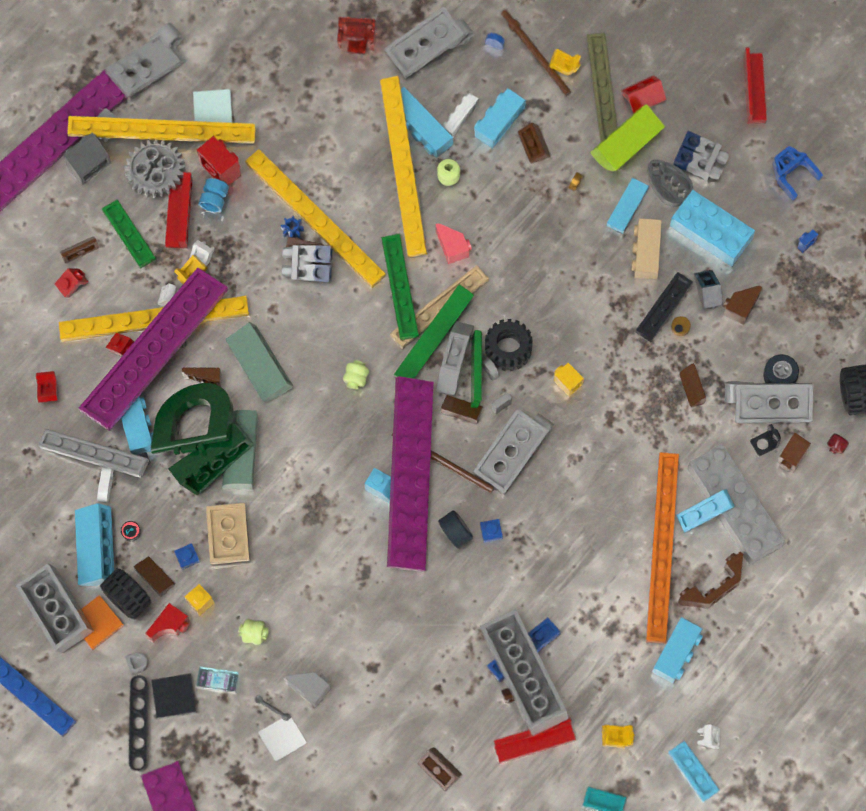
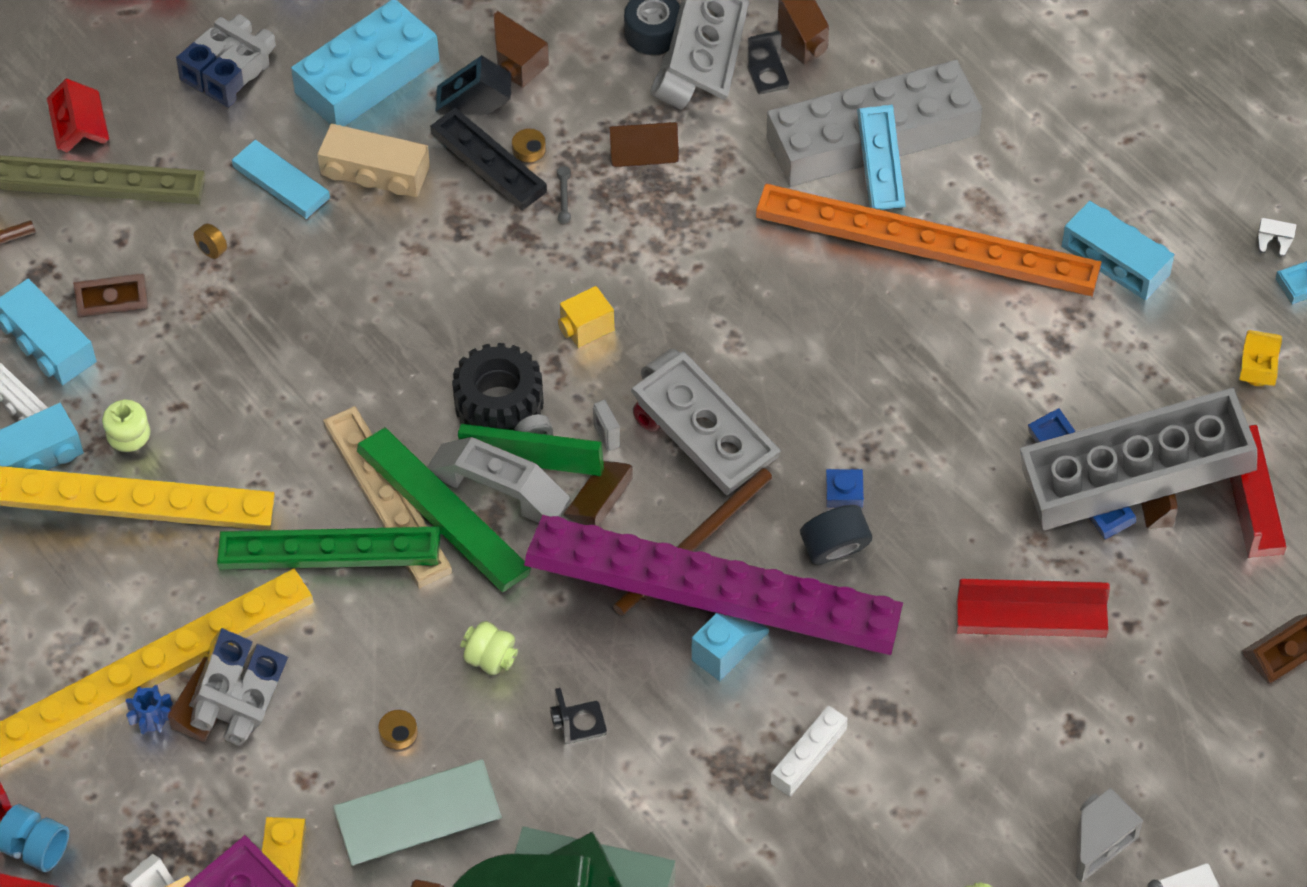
camera: 80 degrees left, 15 degrees down
(306, 344) = (398, 729): none -> pearl gold tile
(324, 419) = (564, 716): none -> black bracket
(330, 539) = (809, 751): none -> white piece
(432, 636) = (1032, 608): none -> red panel
(452, 243) = (267, 449): coral slope -> none
(627, 139) = (159, 147): lime brick -> none
(663, 190) = (255, 97): dark grey piece -> none
(667, 348) = (564, 174): none -> dark grey hinge
(693, 597) = (988, 145): reddish brown slope -> none

